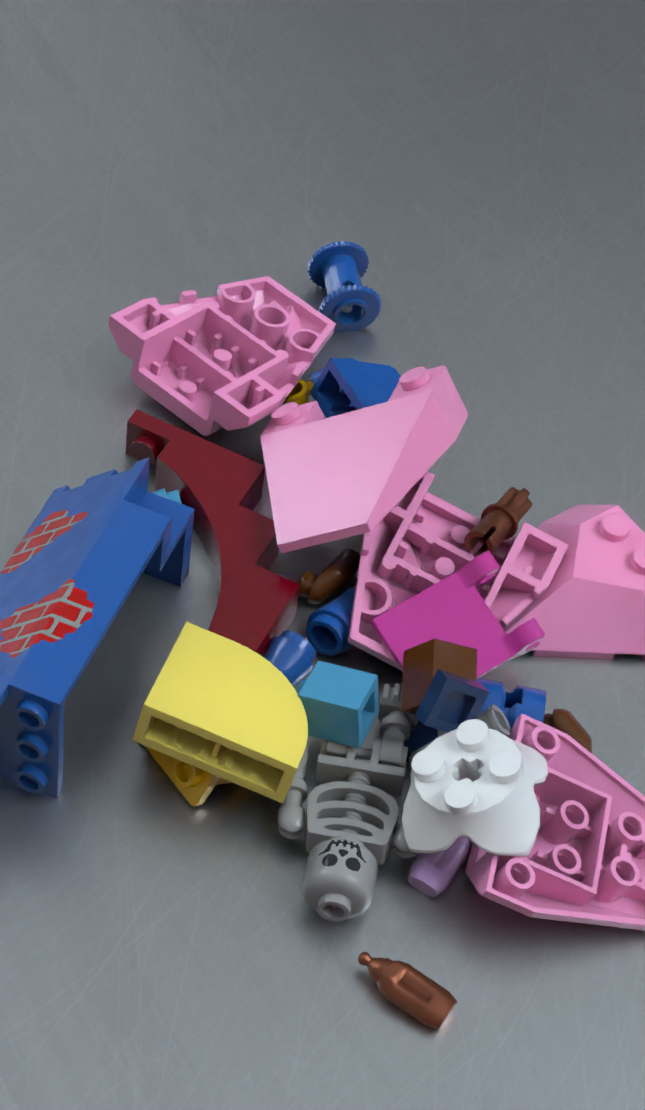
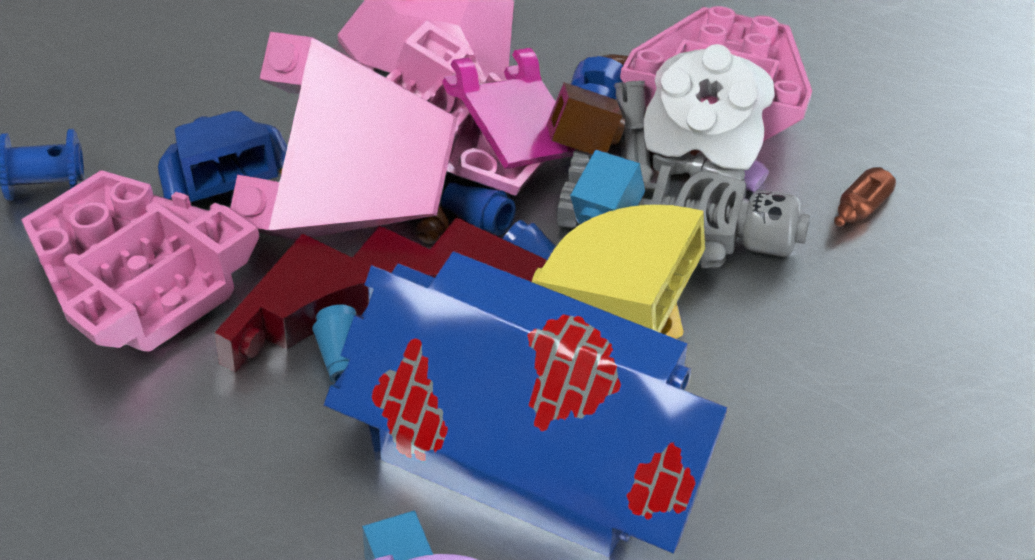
camera: 80 degrees left, 0 degrees up
(451, 701) = (627, 102): dark blue tile -> none
(499, 521) = (394, 66): copper axle -> none

